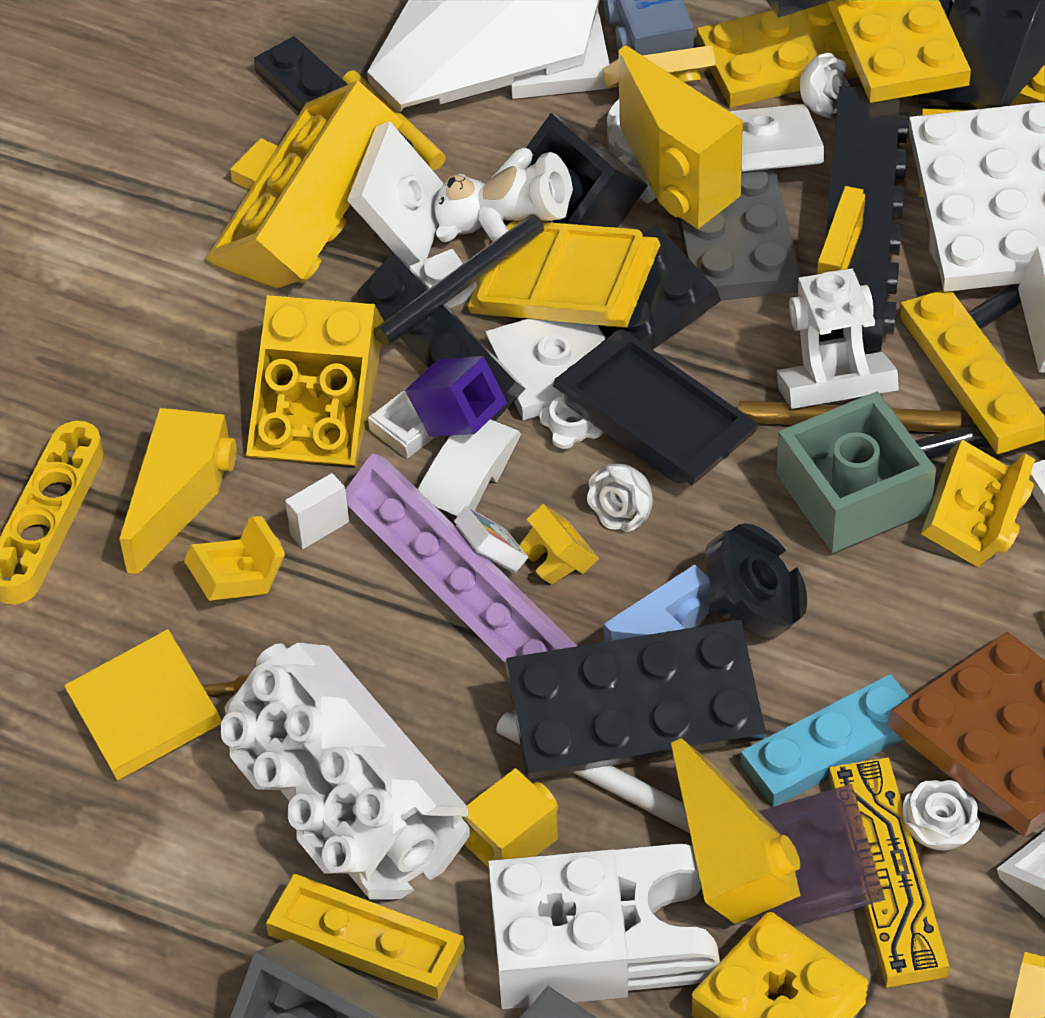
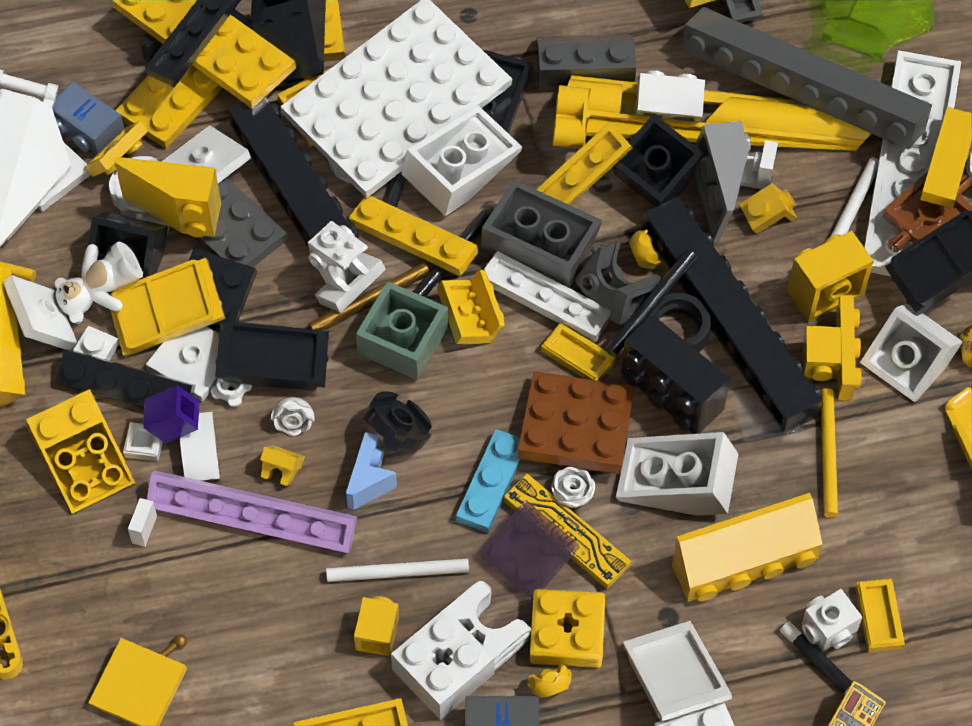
camera: 40 degrees left, 10 degrees up
(175, 481) = (51, 548): yellow slope -> none
(237, 566) = (125, 577): yellow bracket -> none
(350, 774) = (278, 651): white brick -> none
(458, 280) = (117, 345): black bar -> none
(490, 539) = (247, 482): white tile -> none
(634, 698) = (390, 523): black plate -> none
(737, 852) = (502, 569): yellow slope -> none
(821, 84) = (213, 108): white plate -> none
(843, 232) = (306, 203): yellow tile -> none

